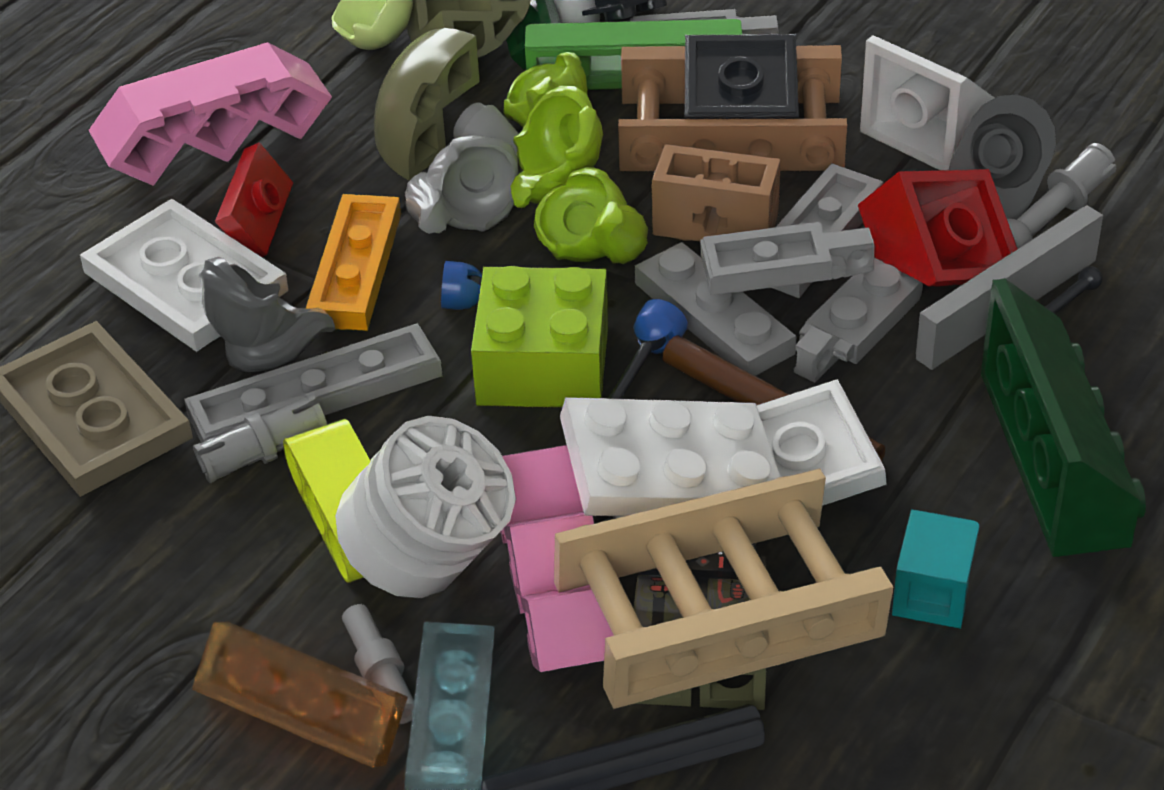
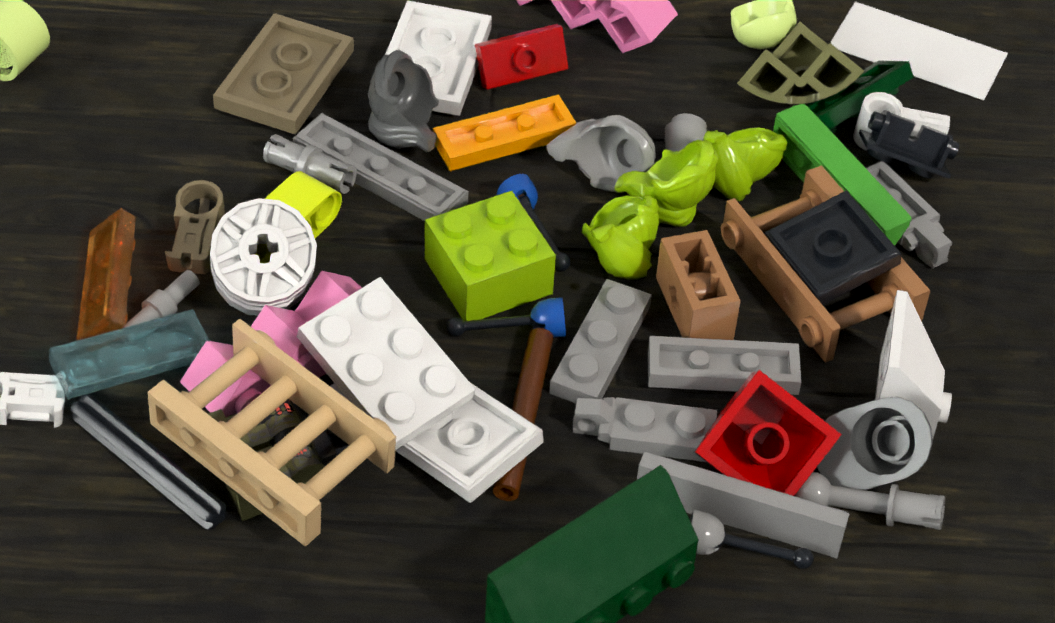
camera: 55 degrees right, 5 degrees up
(286, 585) = (195, 231): none -> dark tan piece
(413, 96) = (686, 78): olive brick -> none
(784, 257) = (649, 350): light grey hinge -> none
(935, 568) = (402, 552): teal panel -> none

